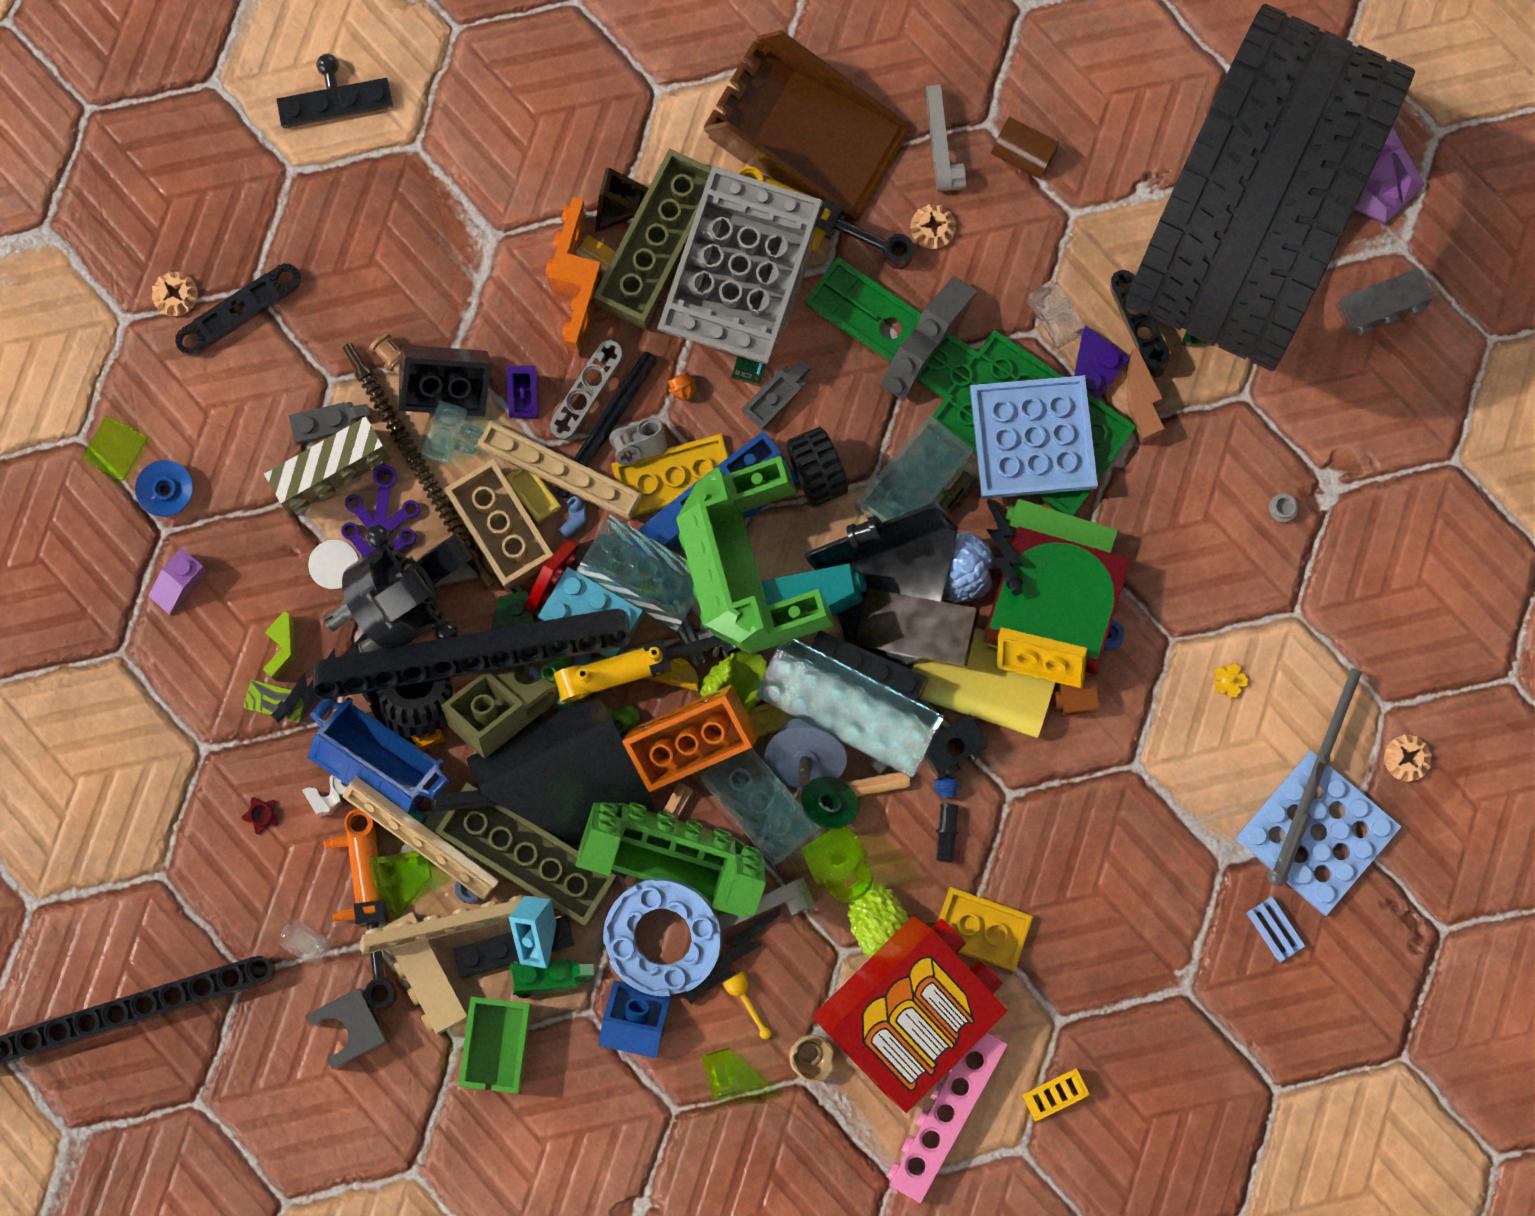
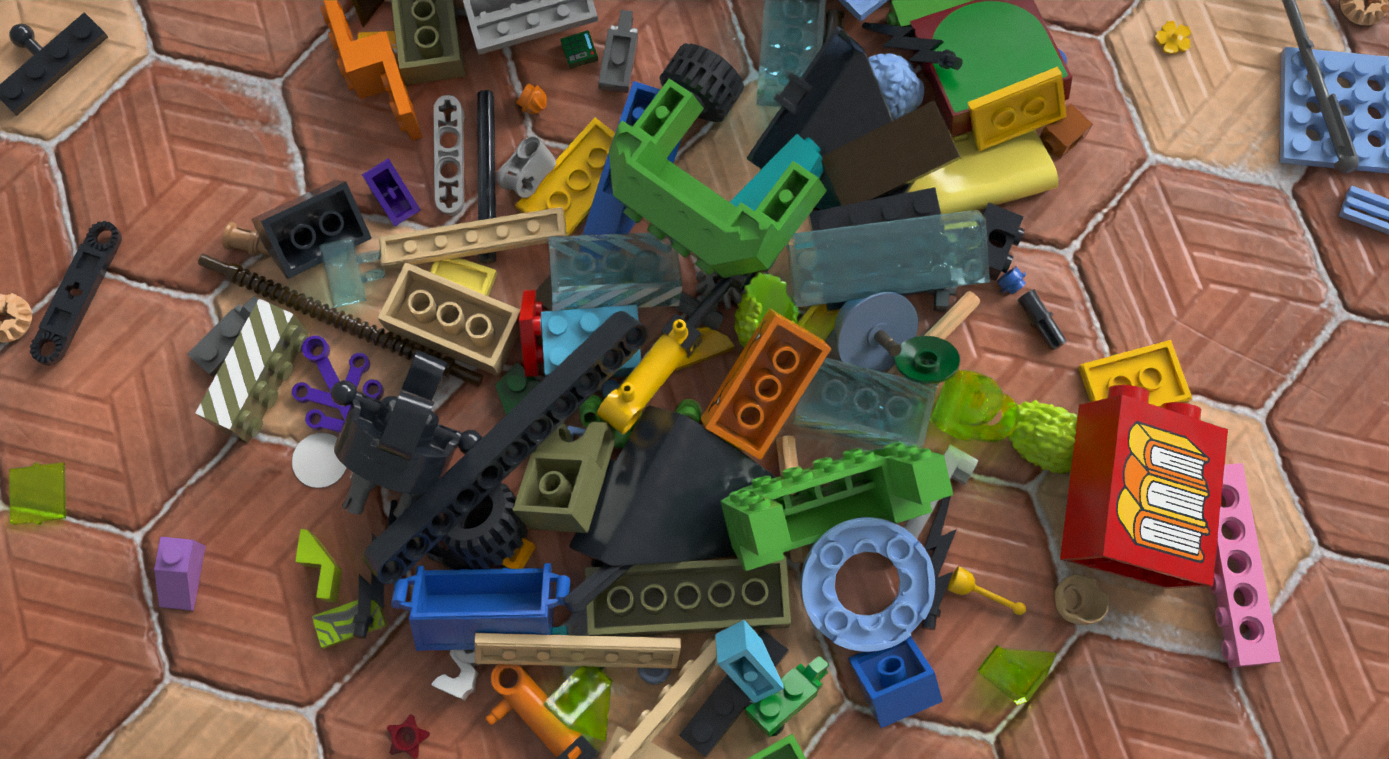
camera: 35 degrees left, 5 degrees down
(154, 479) = (95, 492): blue dish -> none
(577, 517) = (516, 269): medium blue arm -> none
(1078, 1083) = (1323, 455): yellow slope -> none

